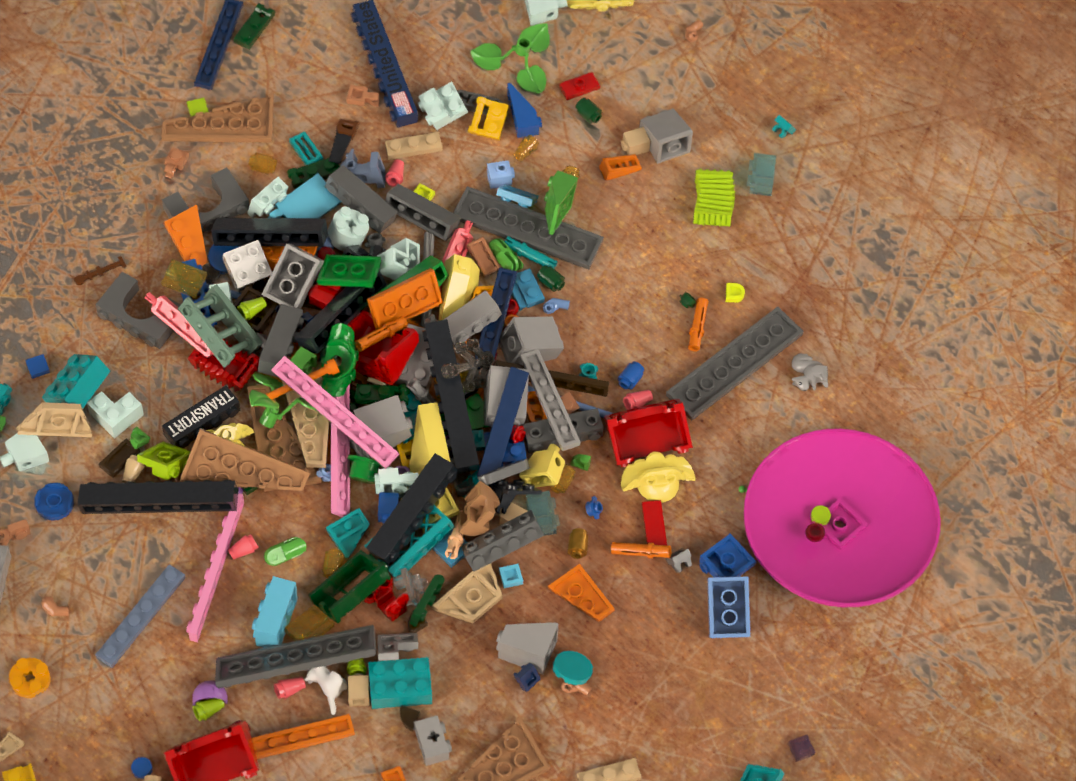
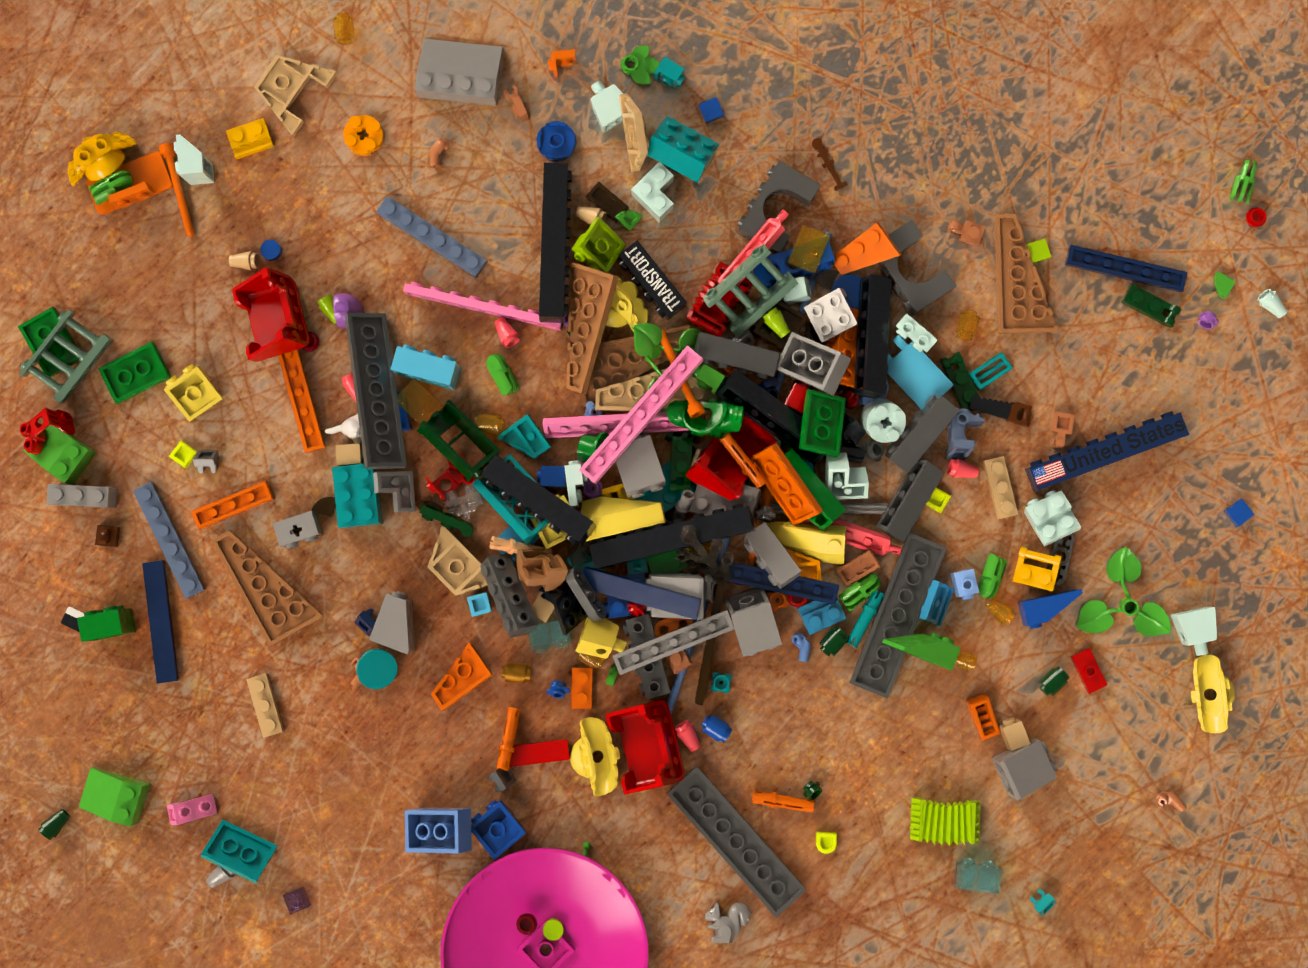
camera: 90 degrees right, 25 degrees up
(493, 152) = (991, 576): none -> bright green arm
(586, 489) = (581, 688): none -> orange plate

